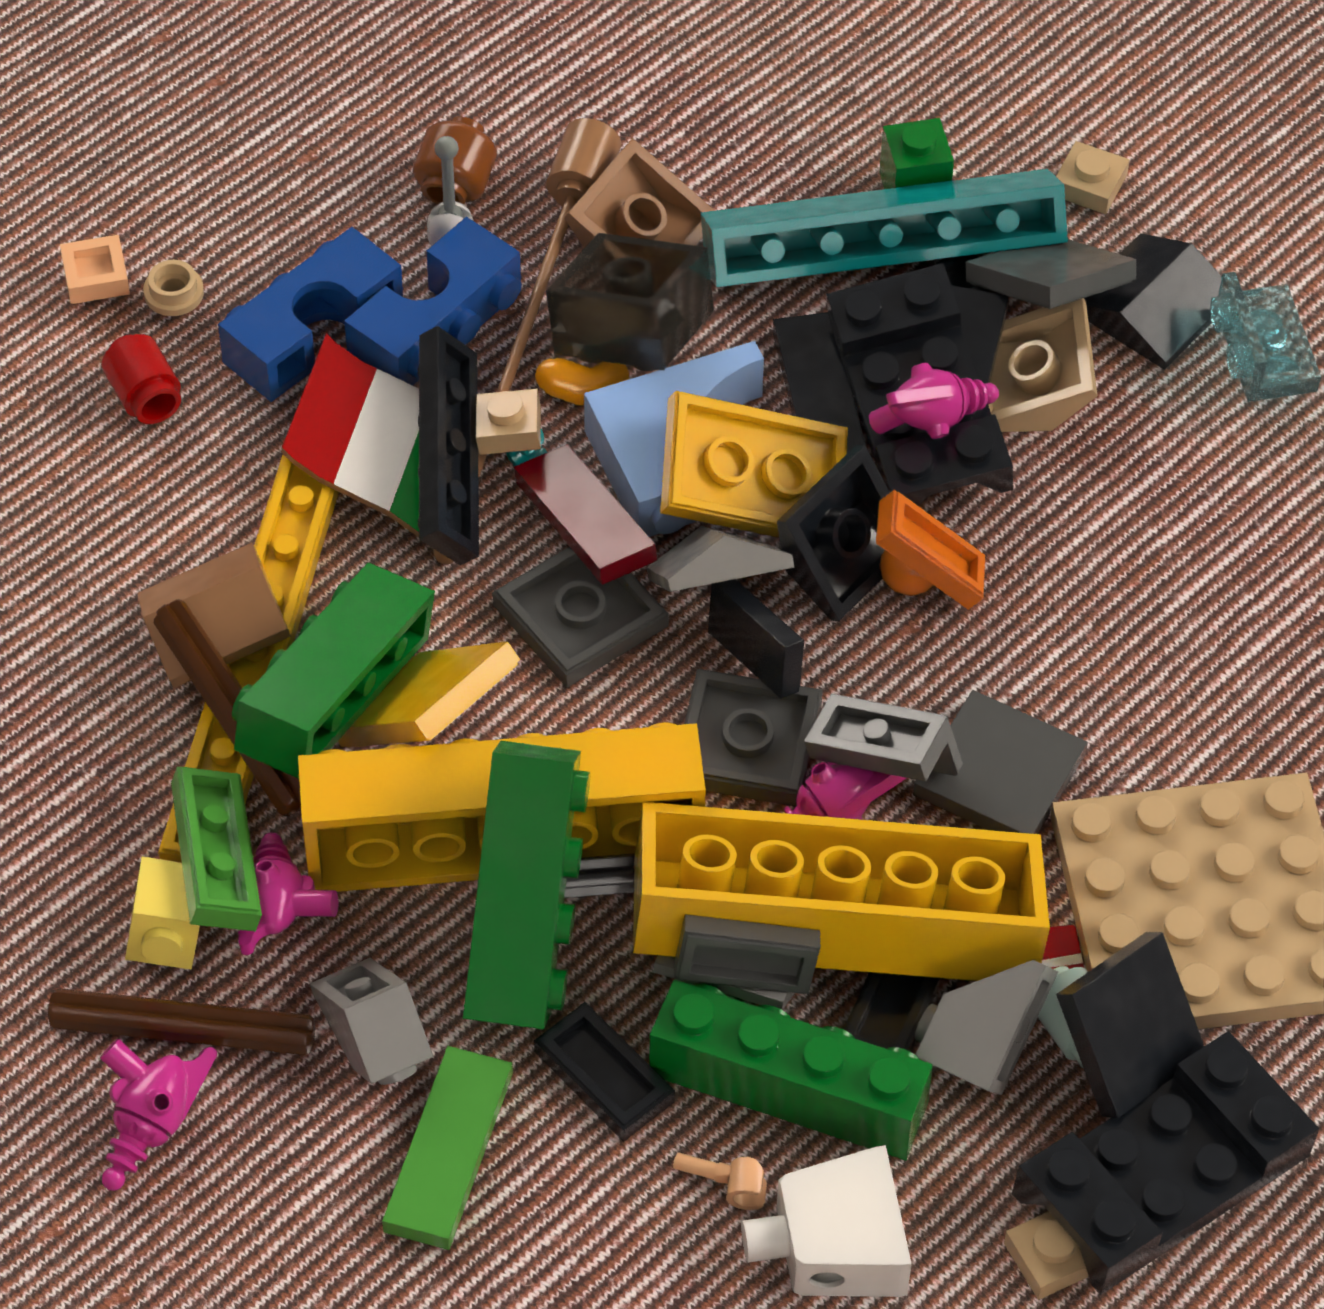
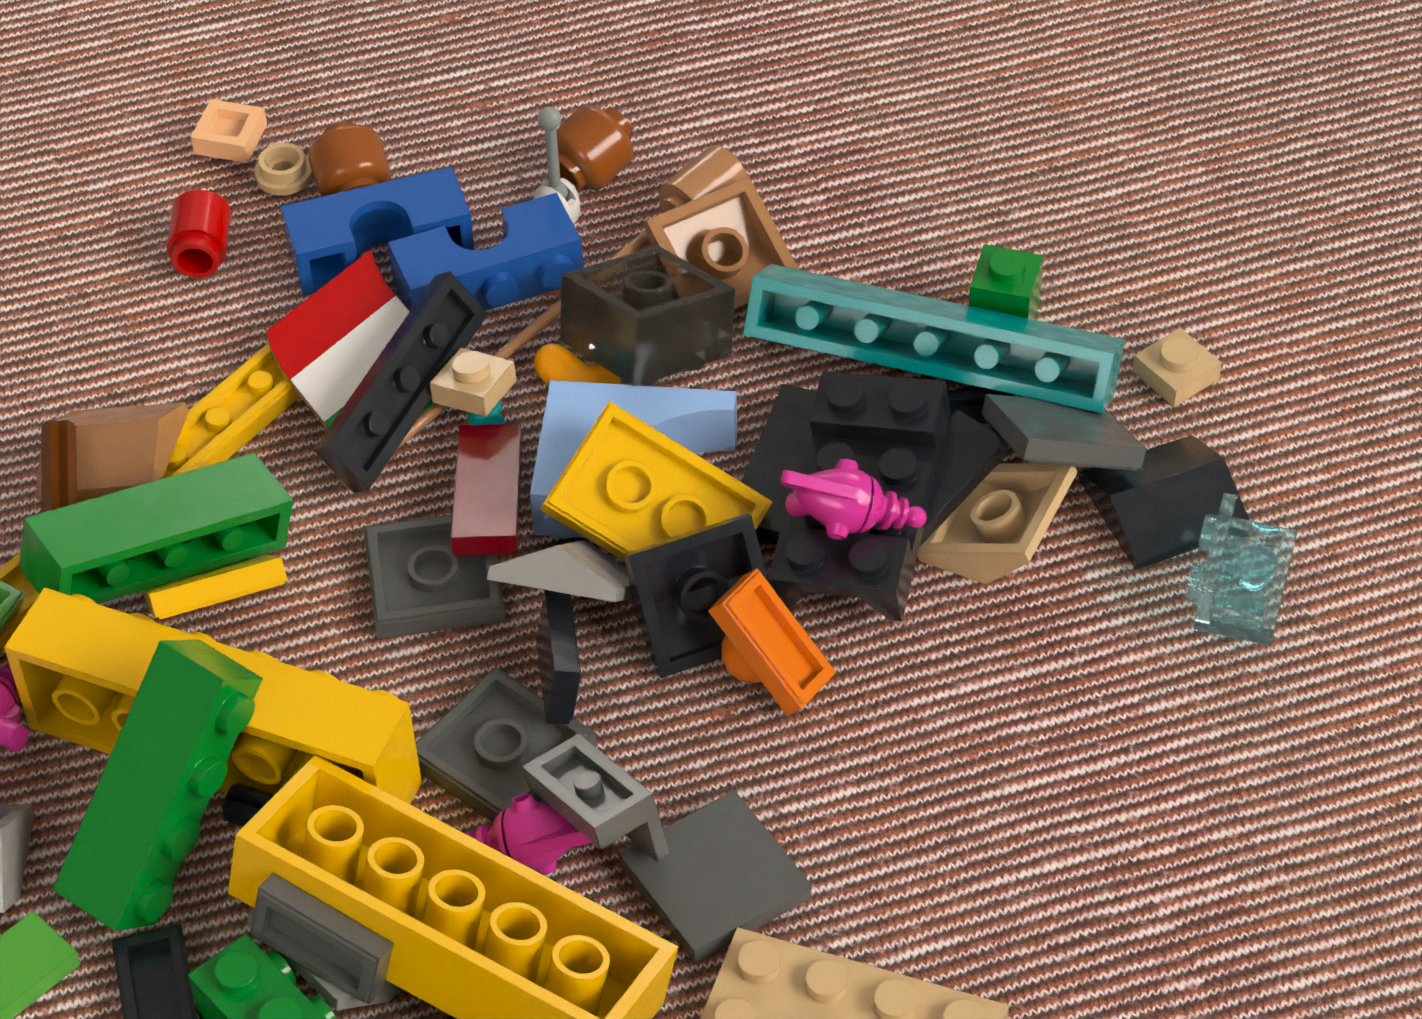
camera: 30 degrees right, 5 degrees down
(239, 259) = (348, 158): none -> dark orange head

